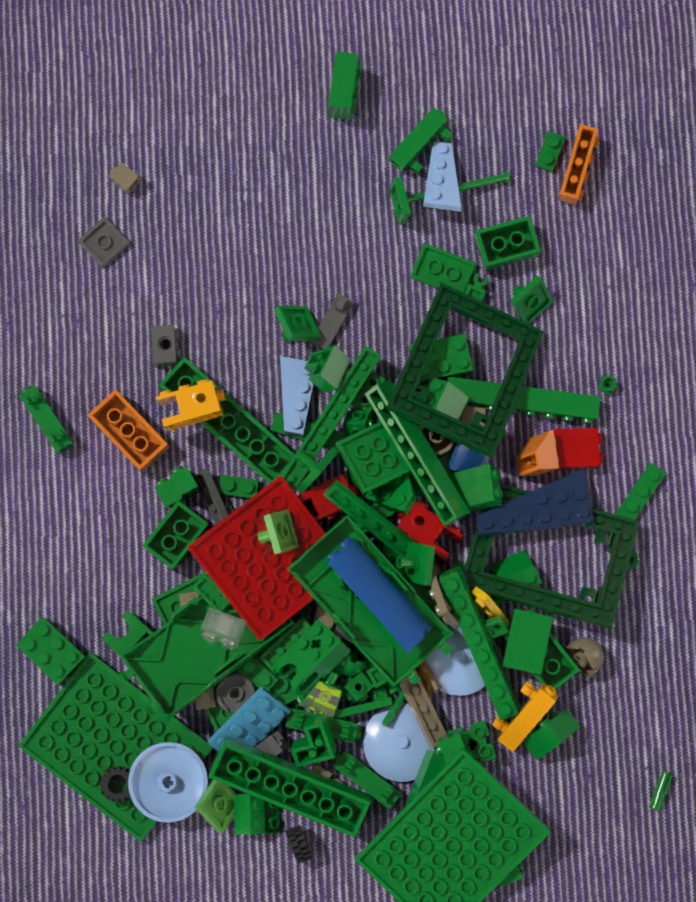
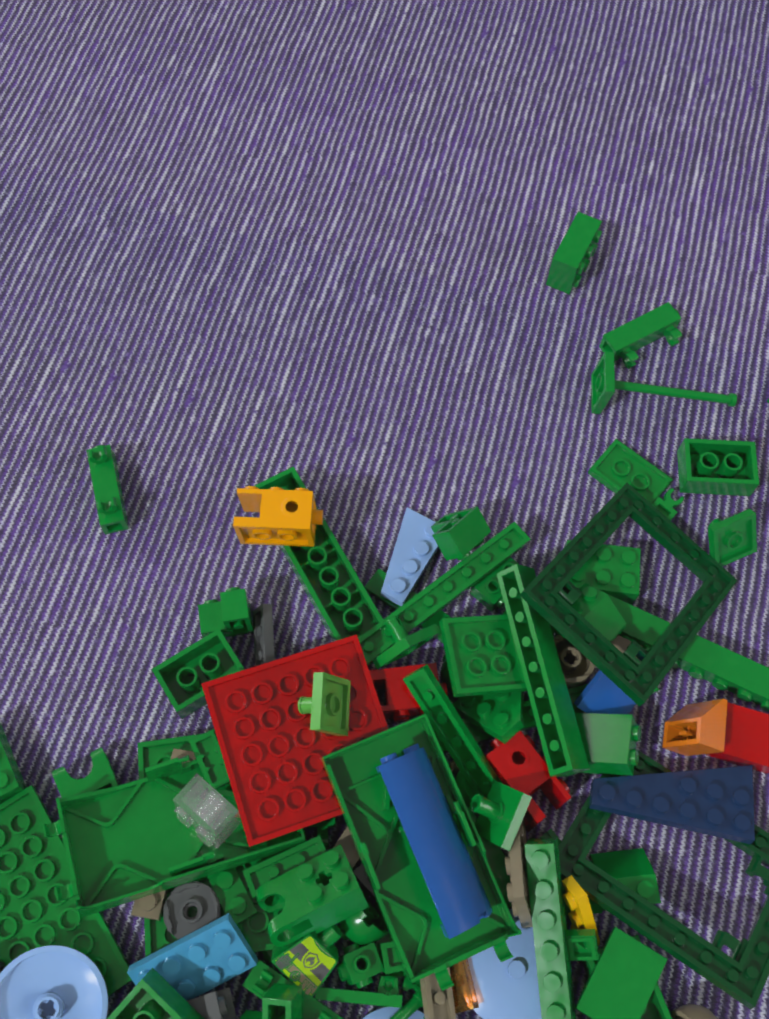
camera: 15 degrees right, 15 degrees down
(103, 242) = (254, 329): dark grey tile -> none
(124, 178) = (302, 273): dark tan brick -> none
(128, 431) = (195, 531): orange brick -> none
(163, 334) = (276, 440): dark grey brick -> none
(238, 486) = (297, 638): green plate -> none
(297, 323) = (439, 475): green tile -> none
(333, 320) = (482, 488): dark grey hinge -> none
(357, 421) = (474, 606): green brick -> none
(442, 182) = (658, 377): light blue wing -> none

